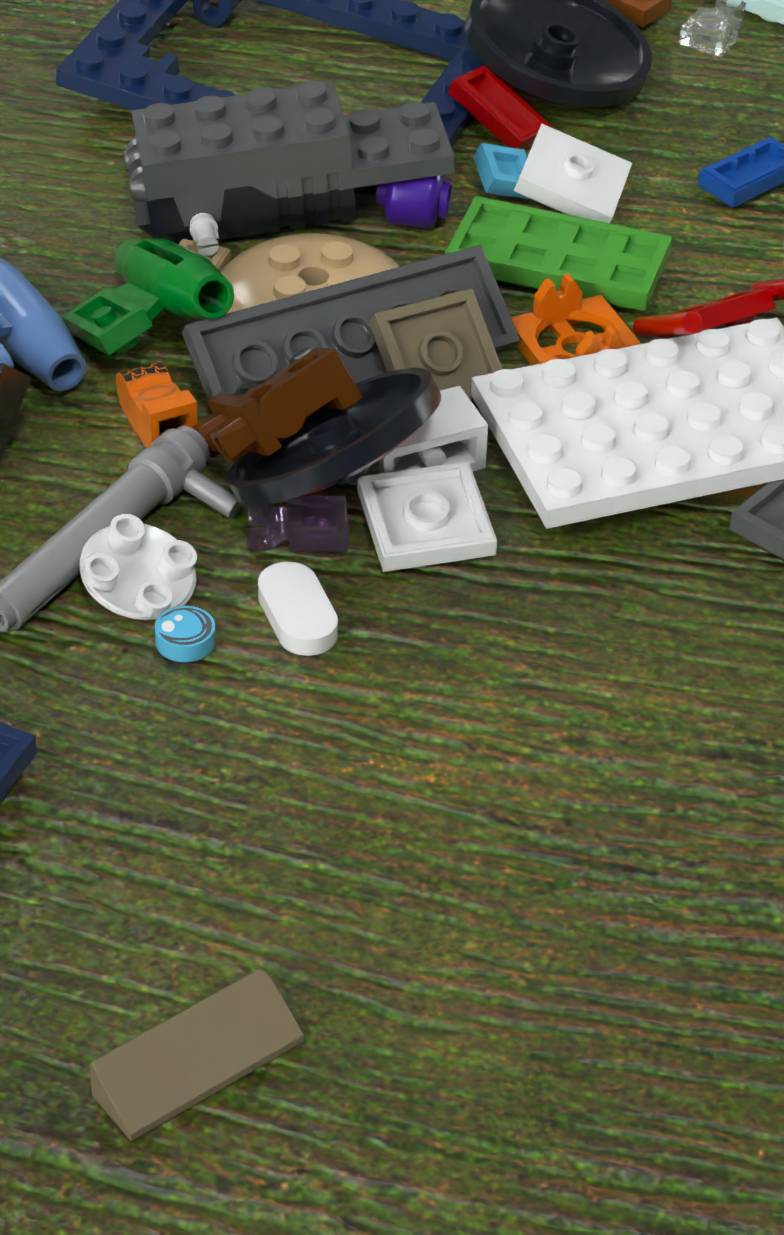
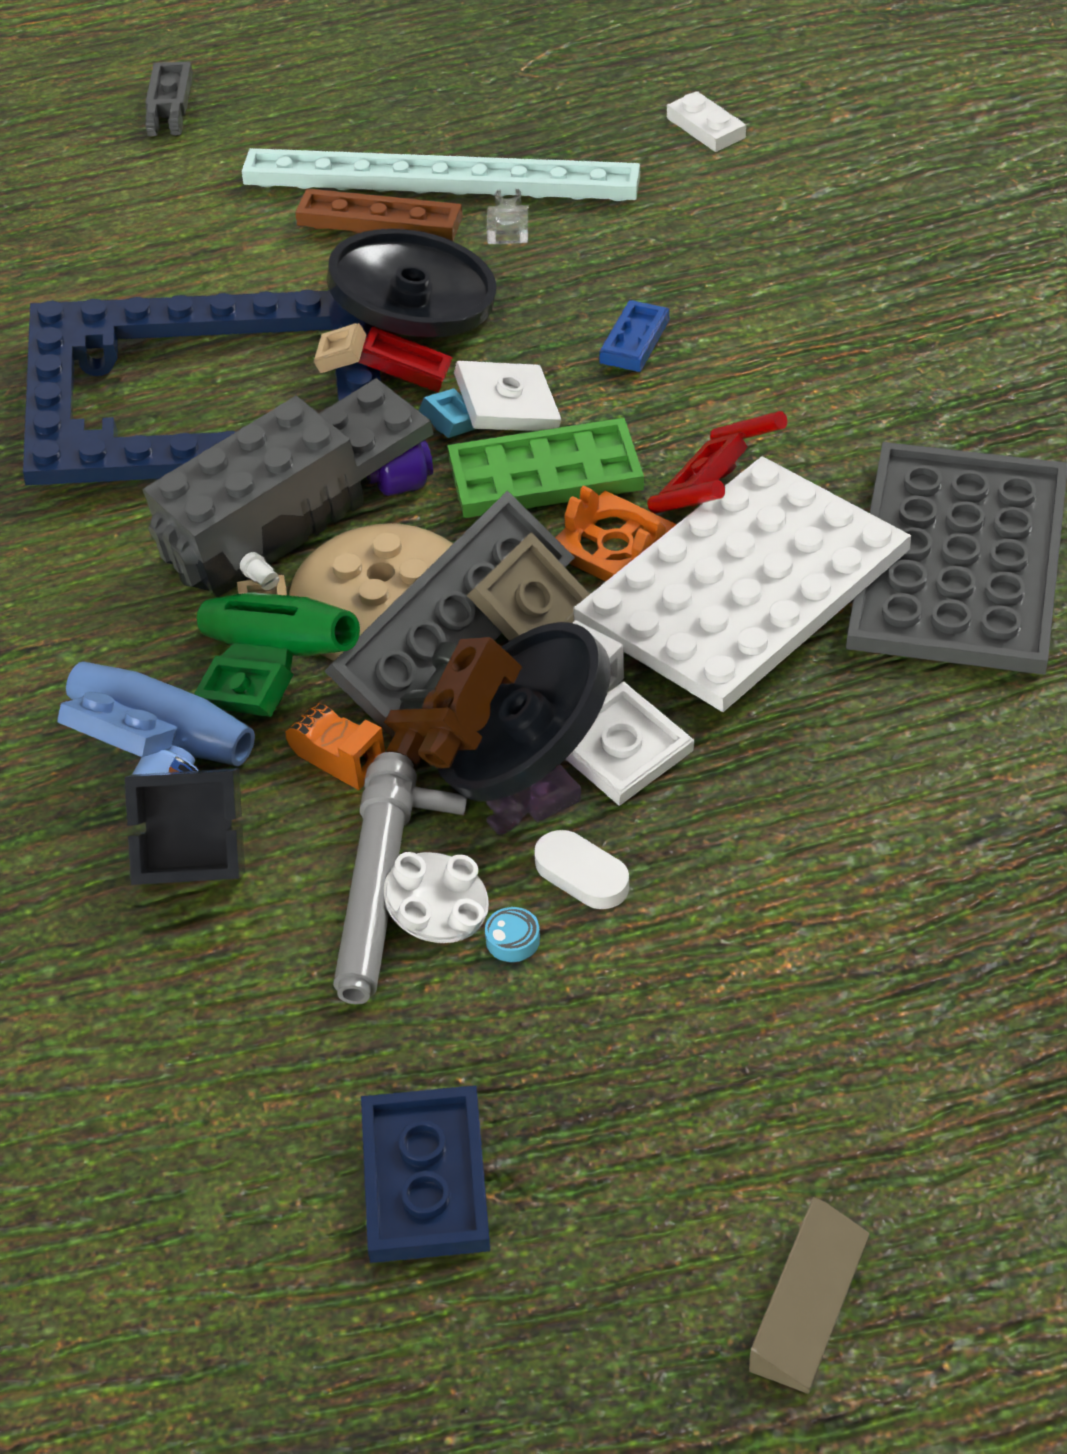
camera: 25 degrees left, 5 degrees up
(434, 70) = (340, 348): none -> tan tile

